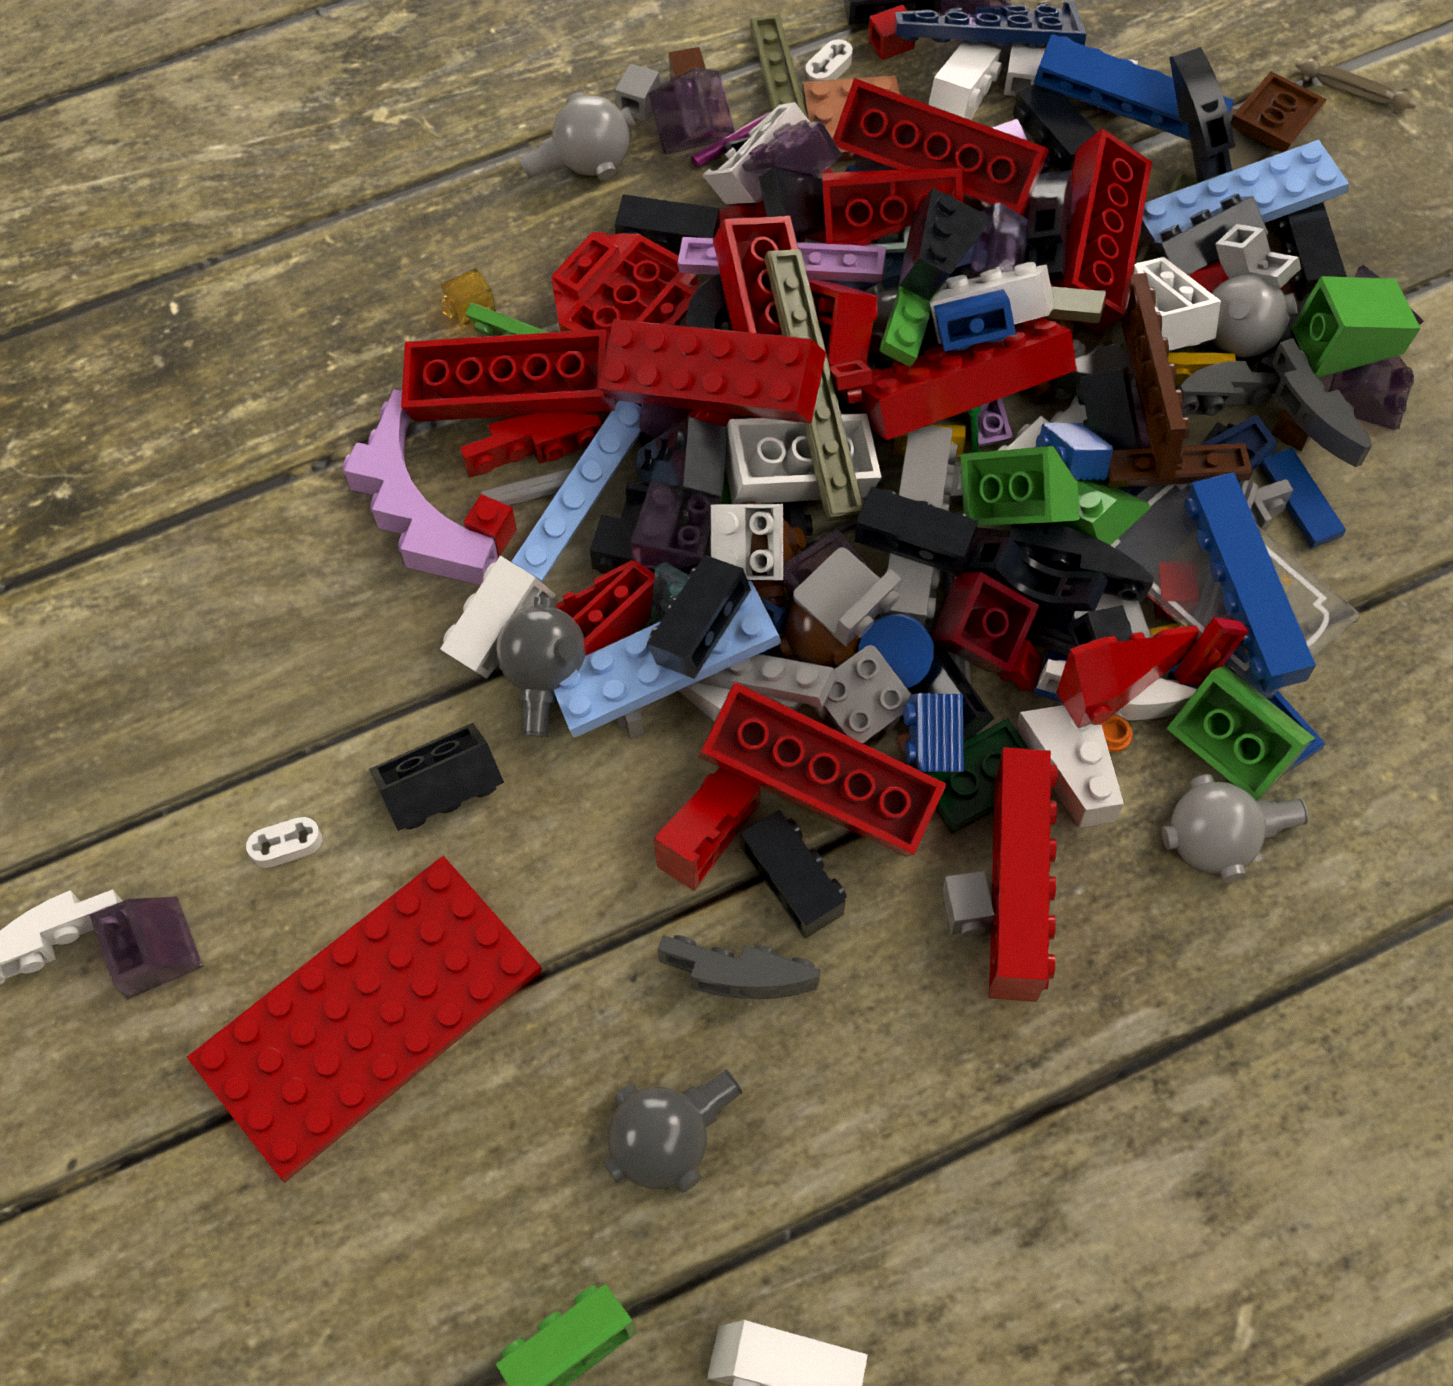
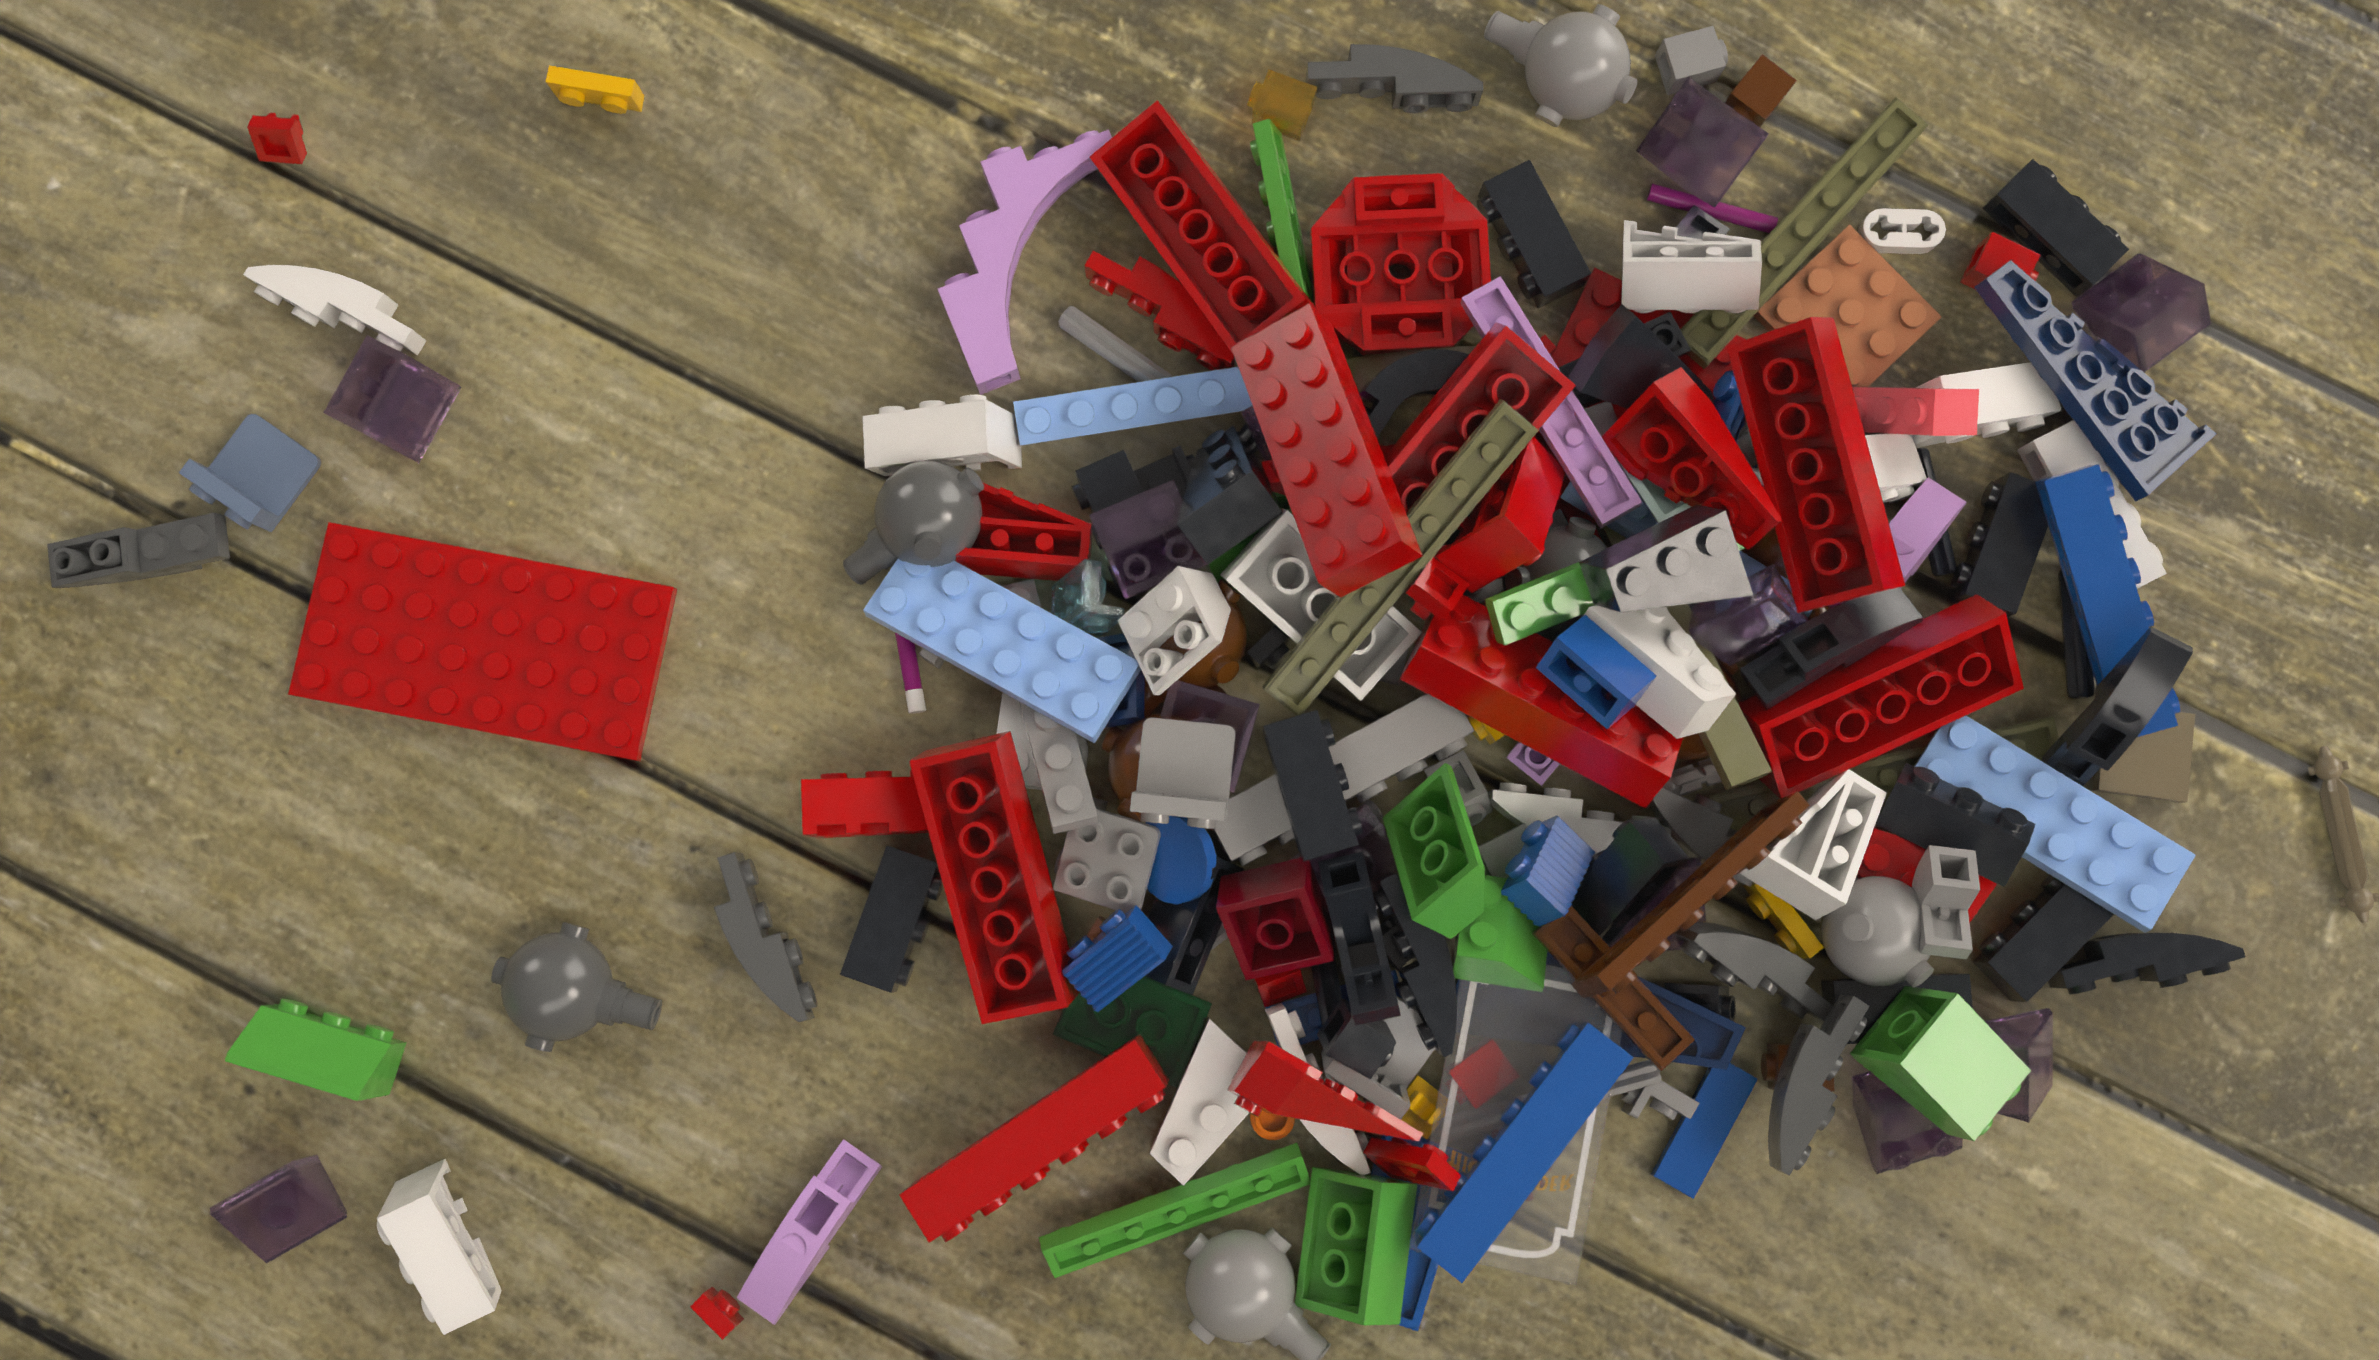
camera: 50 degrees right, 20 degrees up
(70, 666) = (608, 91): none -> yellow plate
(82, 1213) = (139, 553): none -> dark grey slope
(104, 1082) = (254, 474): none -> sand blue bracket
(284, 842) = (586, 424): white beam -> none
(437, 777) = (742, 515): black slope -> none
(492, 520) = (1036, 349): red brick -> none
(511, 227) = (1411, 76): none -> dark grey slope
(624, 746) = (910, 675): none -> magenta bar
(699, 616) = (1049, 647): black brick -> none
(796, 148) = (1687, 313): clear purple slope -> none
(954, 84) = (1918, 410): none -> coral brick
(968, 903) = (981, 1104): light grey brick -> none
(974, 428) = (1498, 758): green hinge -> none
(975, 1086) = (807, 1231): none -> lavender slope
(987, 1192) = (718, 1311): none -> red plate
(1134, 835) = (1174, 1210): none -> bright green plate
(1141, 132) = (2077, 665): none -> black axle
(1277, 112) = (2220, 776): reddish brown plate -> none
(1362, 210) = (2150, 956): none -> black slope

